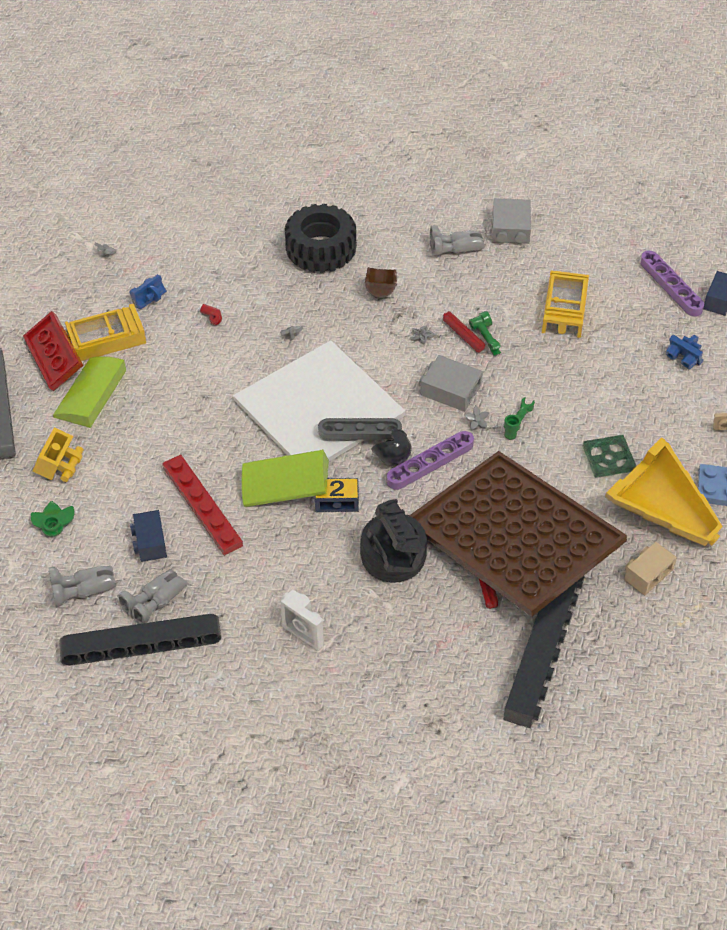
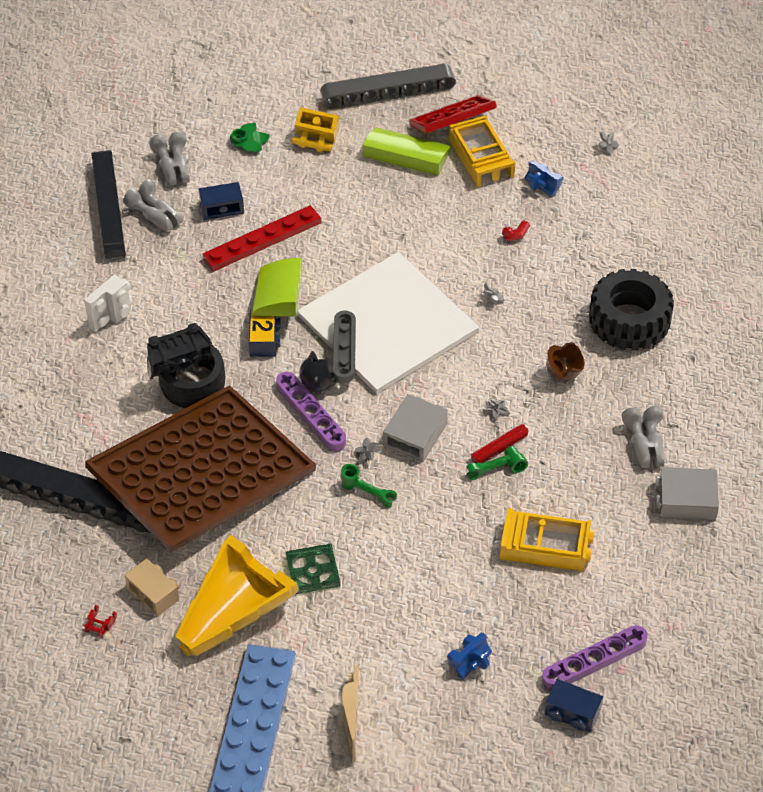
camera: 90 degrees right, 0 degrees up
(689, 617) = (106, 625): none -> red piece

